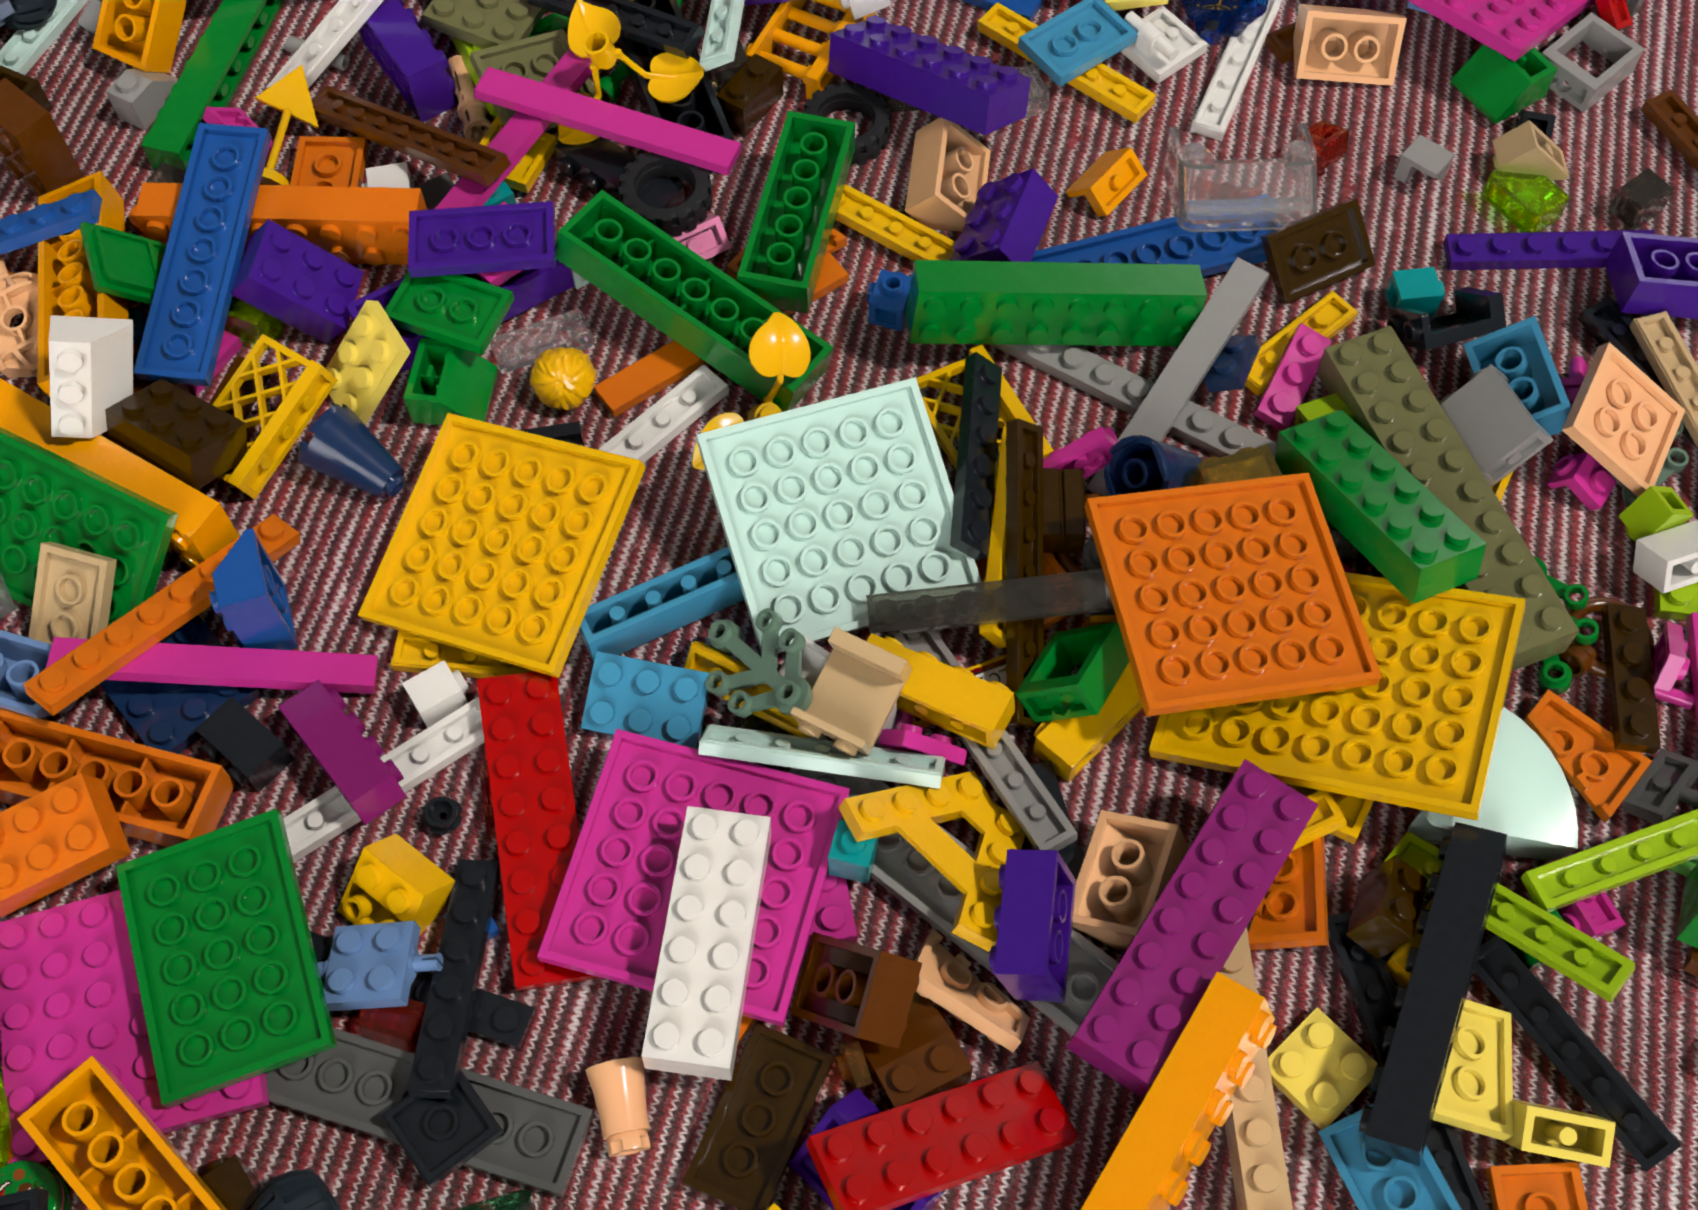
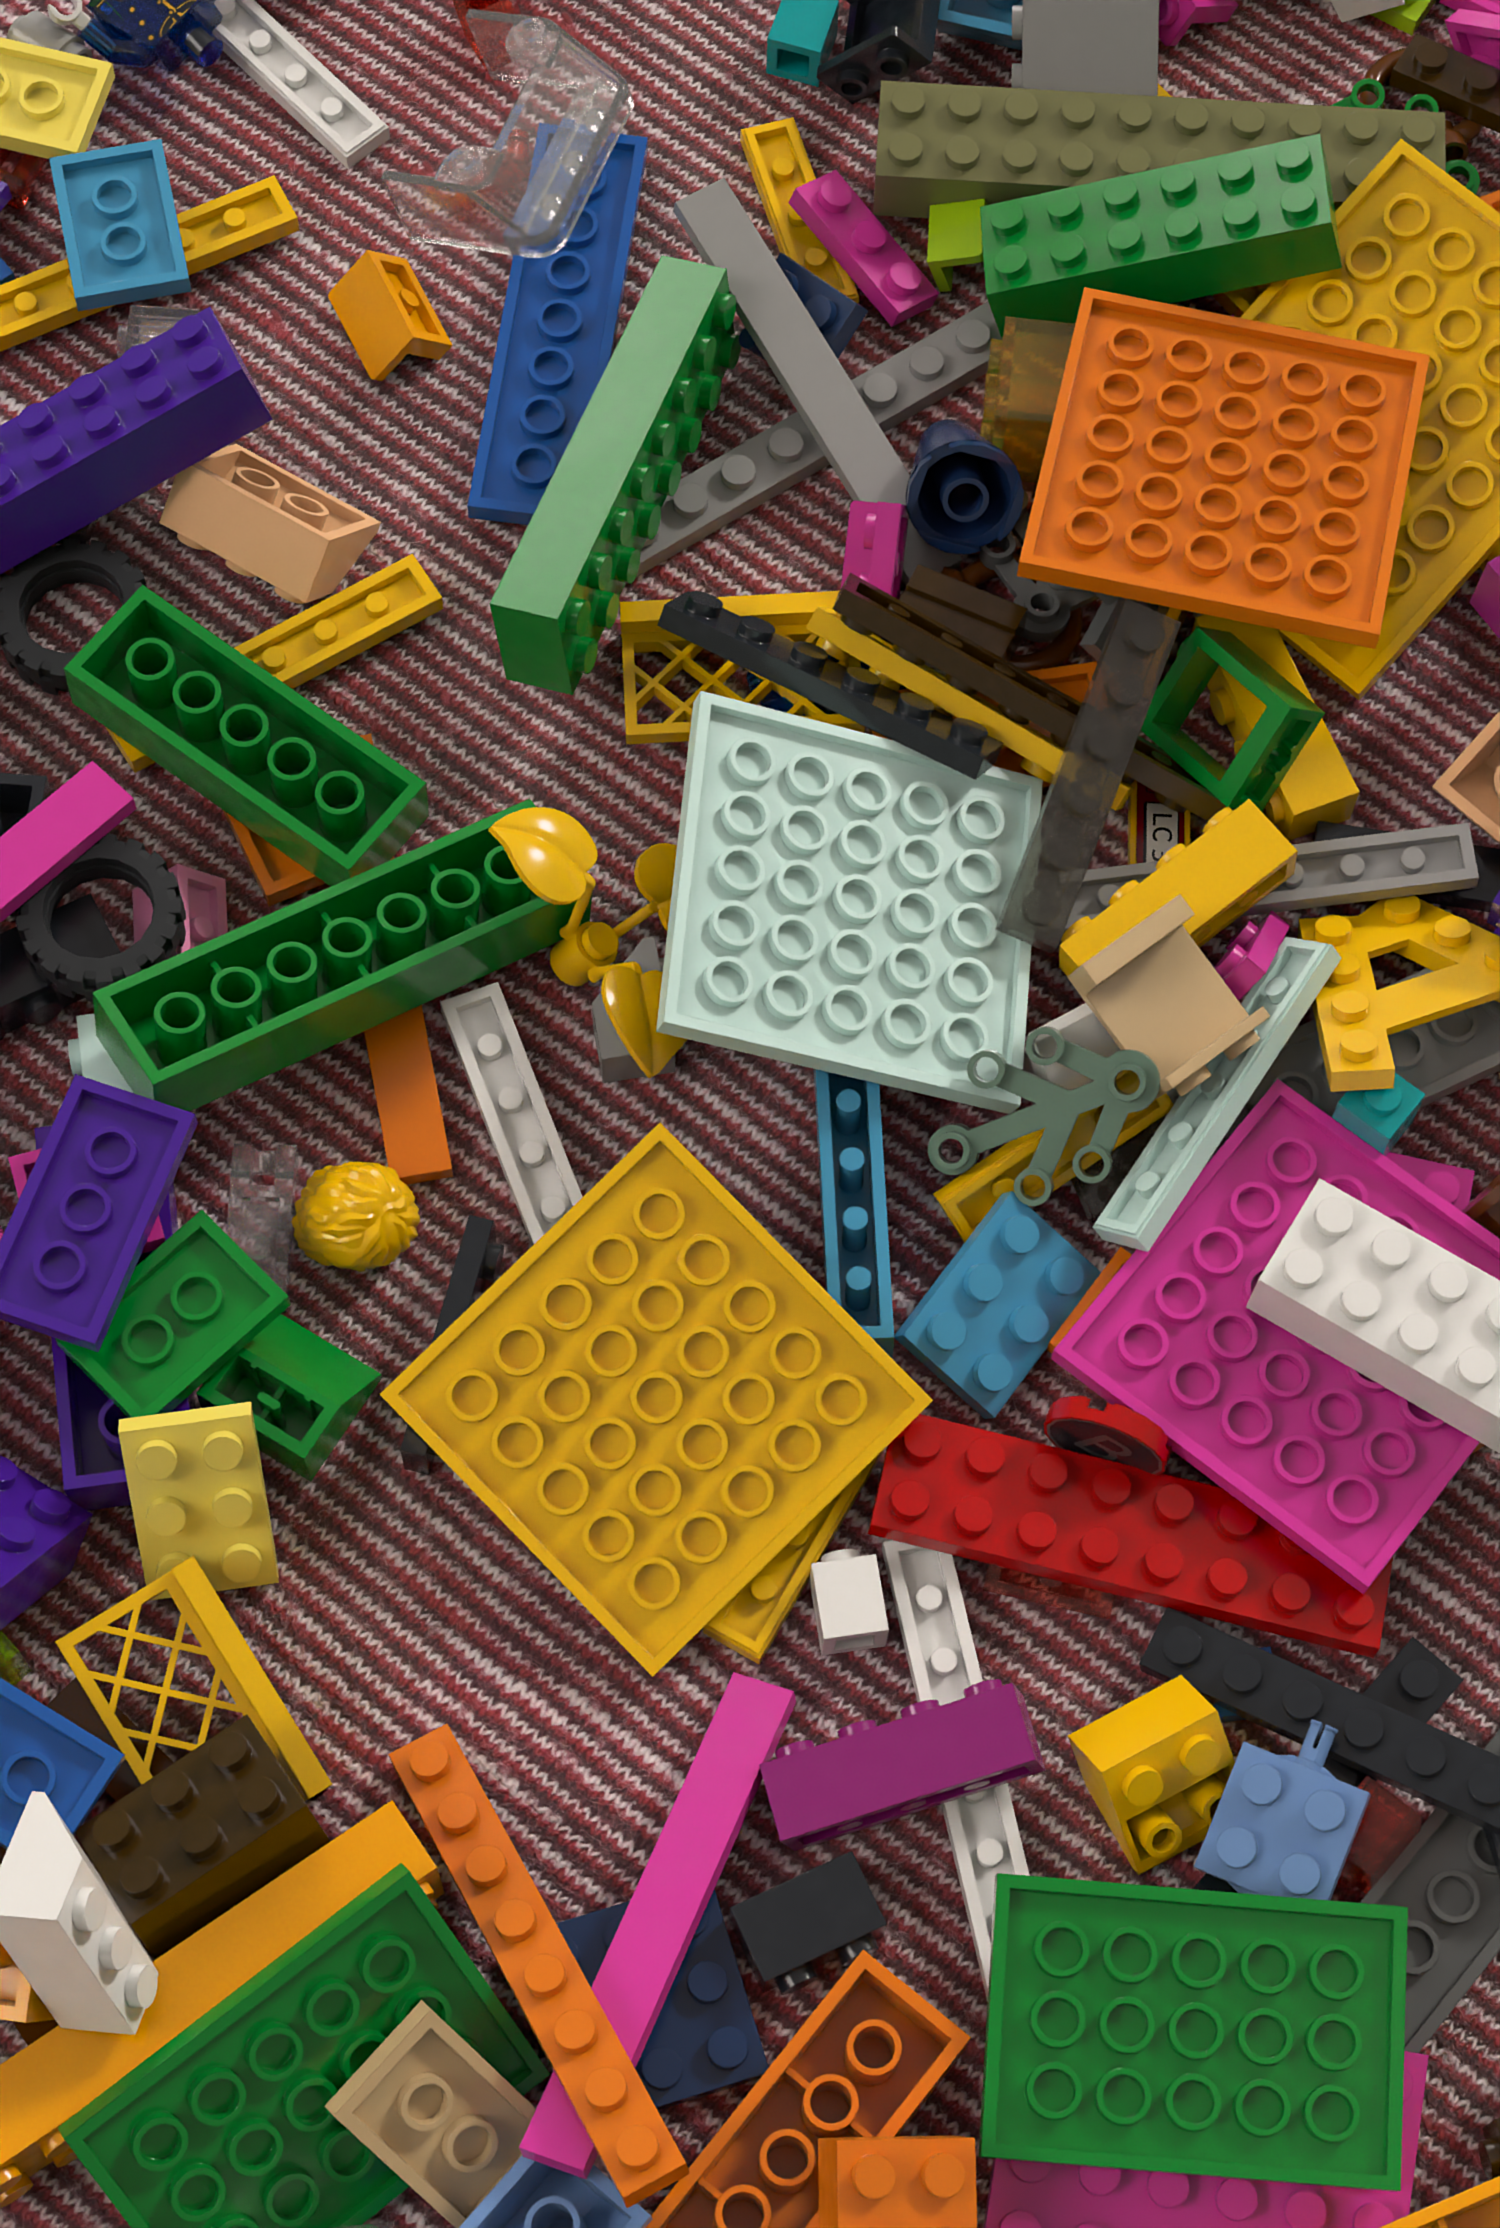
camera: 70 degrees left, 5 degrees up
(253, 597) = (586, 1803): blue slope -> none
(351, 454) = (350, 1586): dark blue cone -> none
(437, 807) = (1057, 1650): black plate -> none
(581, 781) = (1109, 1434): none -> tile
(888, 300) = (463, 690): blue brick -> none
(1006, 220) = (431, 482): dark purple brick -> none
(1162, 44) = (185, 113): white plate -> none
(1318, 250) = (677, 106): dark brown plate -> none

